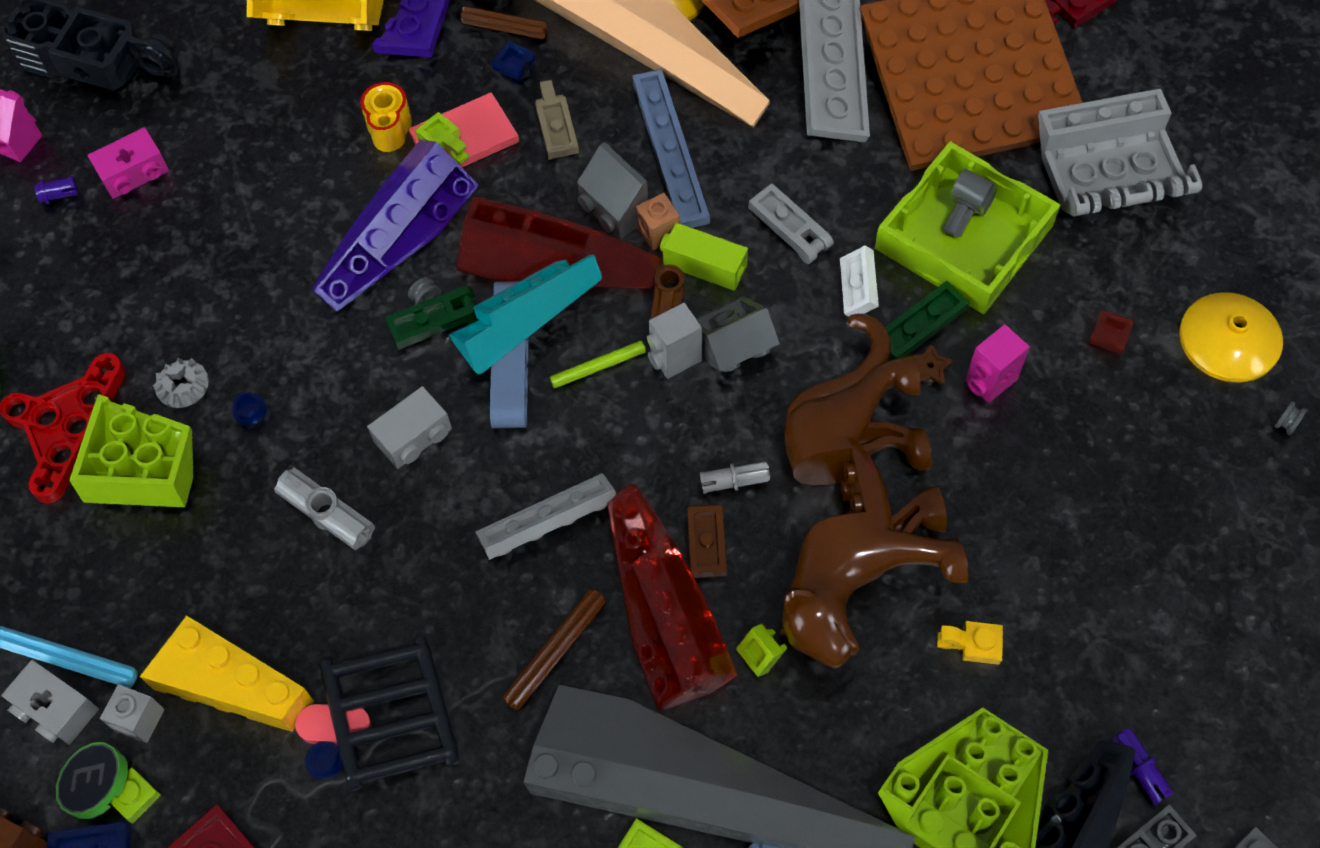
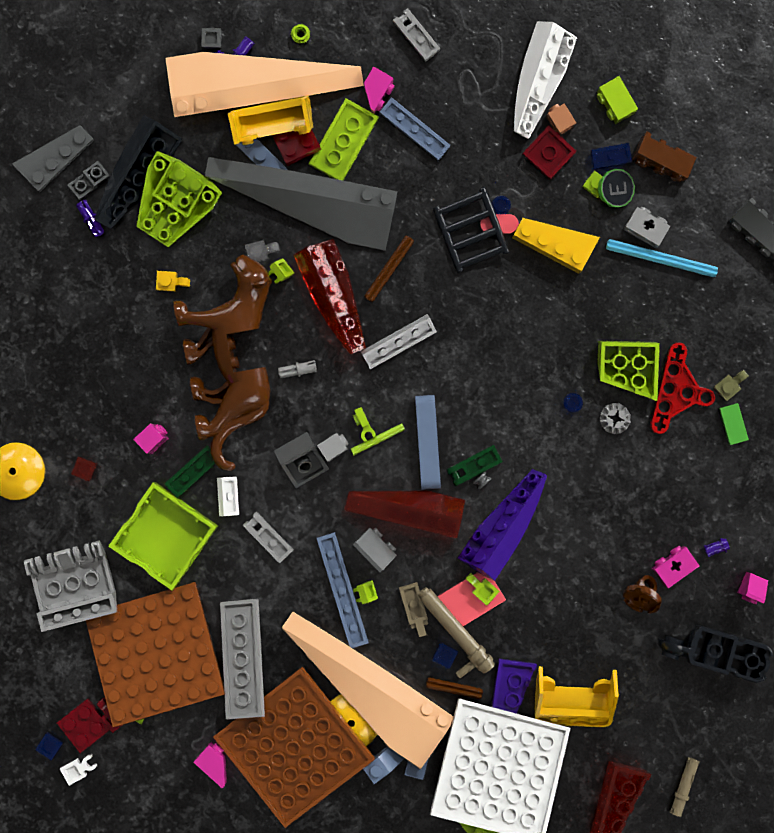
camera: 175 degrees right, 25 degrees up
(132, 713) = (602, 222): light grey brick -> none
(187, 123) = (642, 597): none -> reddish brown tile
(338, 519) = (531, 348): light grey piece -> none
(386, 115) = (520, 607): yellow piece -> none
(410, 427) = (479, 391): light grey brick -> none
(466, 61) = (475, 652): none -> dark tan cylinder
(522, 310) = (421, 463): teal wedge -> none
(622, 390) = (361, 419): none -> lime plate
(631, 142) = (367, 592): none -> lime tile
(655, 219) = (347, 533): nougat brick -> none
(664, 297) = (339, 476): reddish brown piece -> none
(704, 256) = (319, 511): lime brick -> none
(706, 541) = (311, 331): reddish brown plate -> none
(804, 689) = (259, 251): none -> clear plate
(939, 363) = (183, 444): reddish brown plate -> none
(972, 196) = (160, 550): dark grey beam -> none

